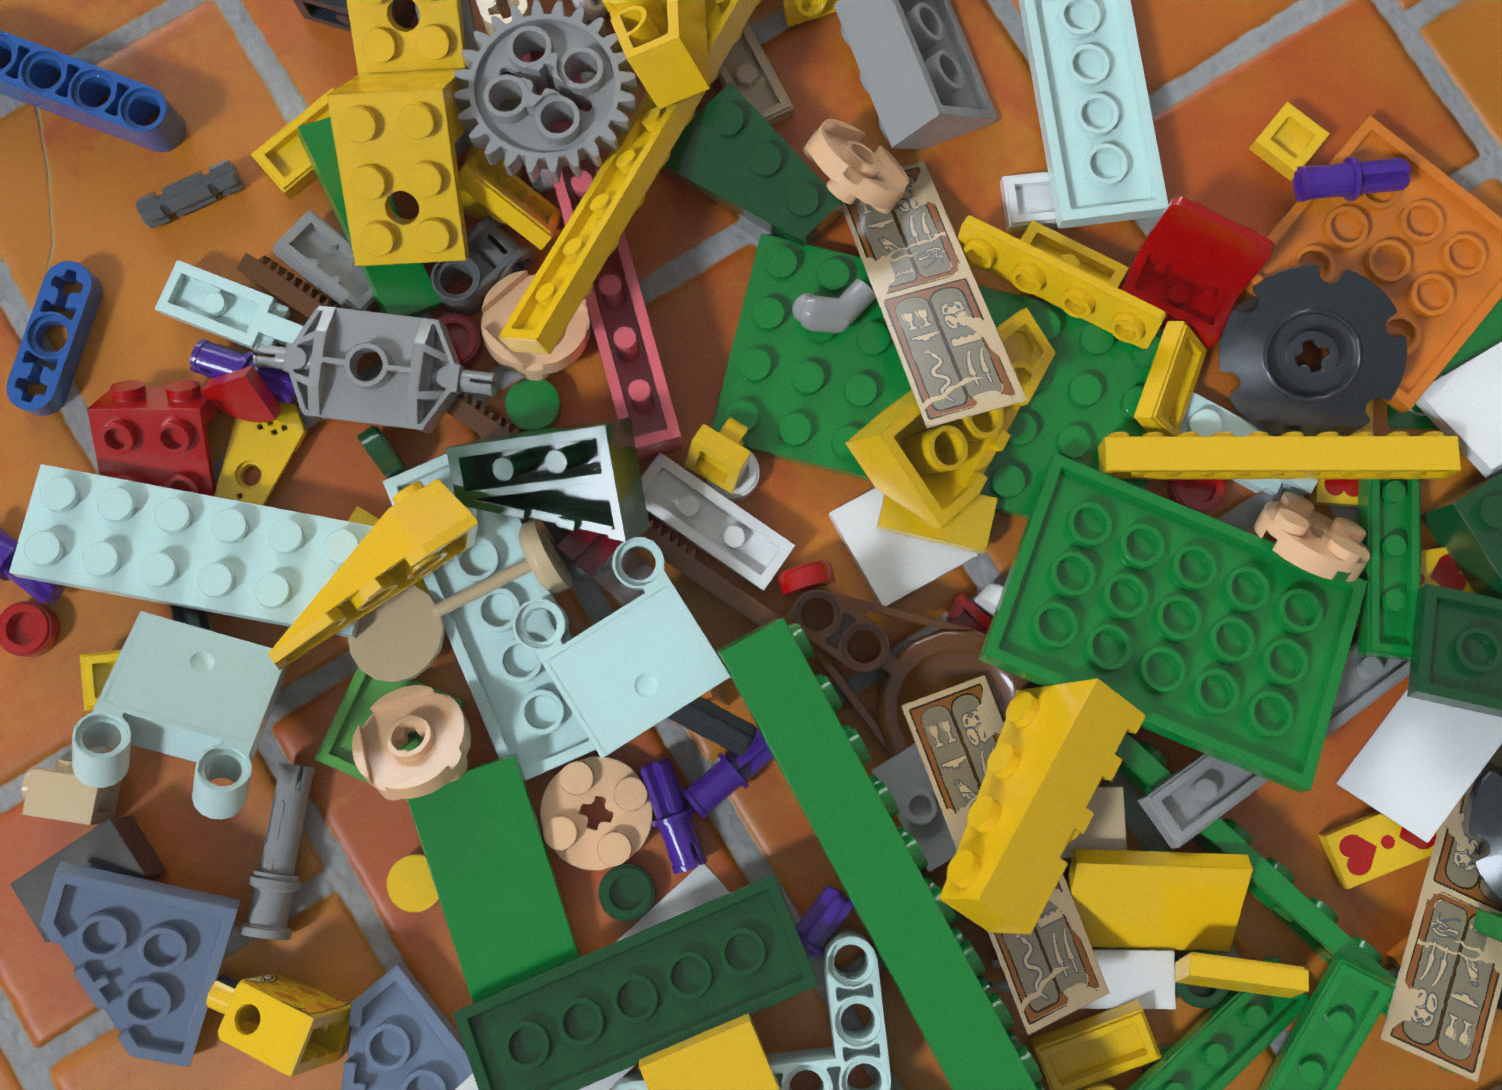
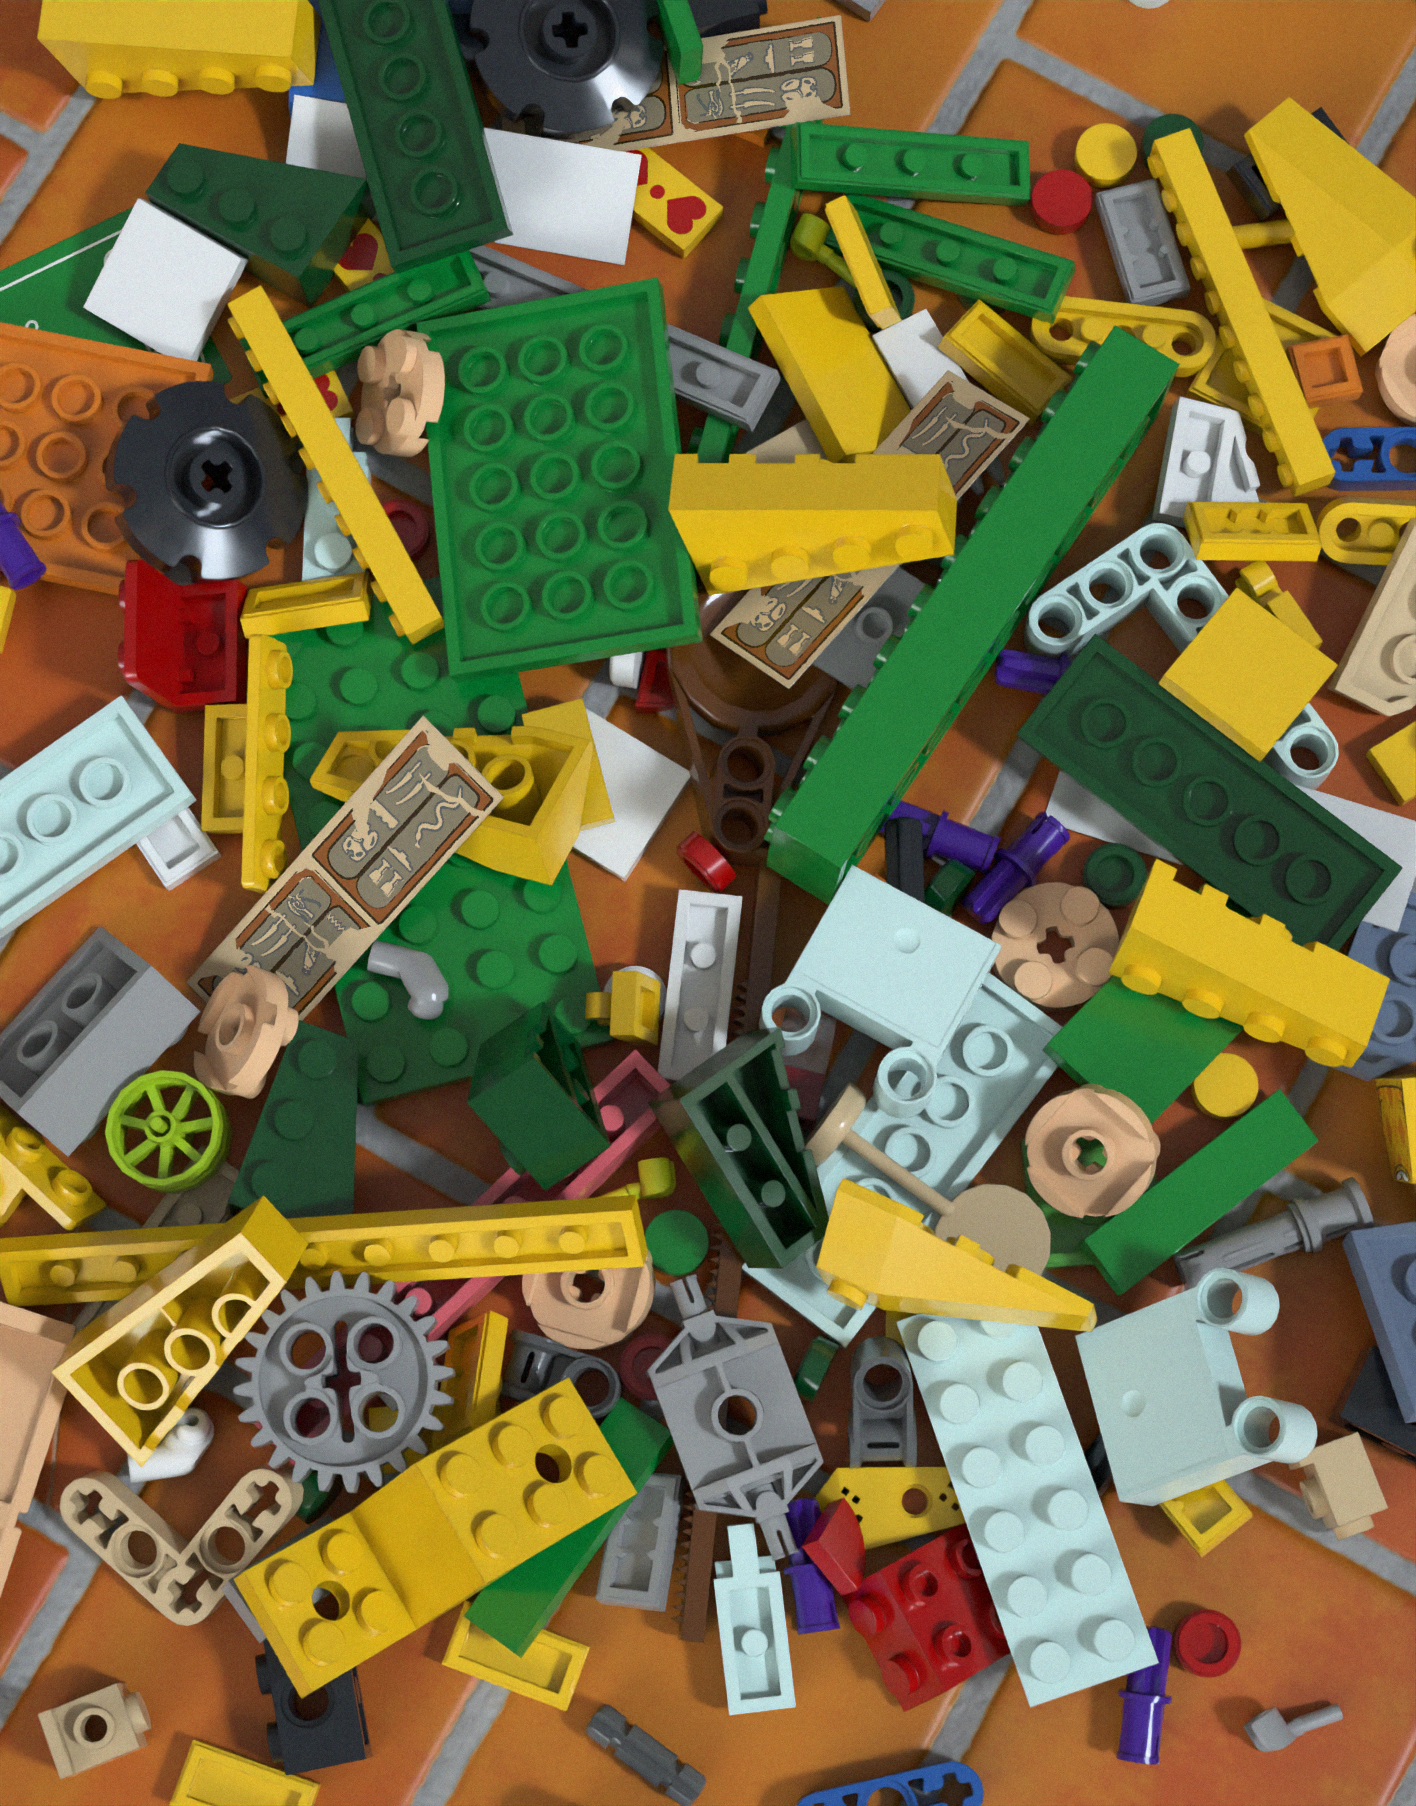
camera: 115 degrees left, 5 degrees down
(328, 485) = (881, 1415): none -> dark grey piece
(344, 816) = (1198, 1192): none -> green tile
(475, 947) = (1247, 971): none -> yellow wedge
(585, 408) = (655, 1178): none -> neon yellow hand
(680, 335) = (538, 1097): none -> dark green wedge
(684, 751) = (949, 886): none -> dark green tile
(812, 80) = (168, 1131): none -> lime wheel
(1281, 943) = (808, 245): none -> neon yellow hand

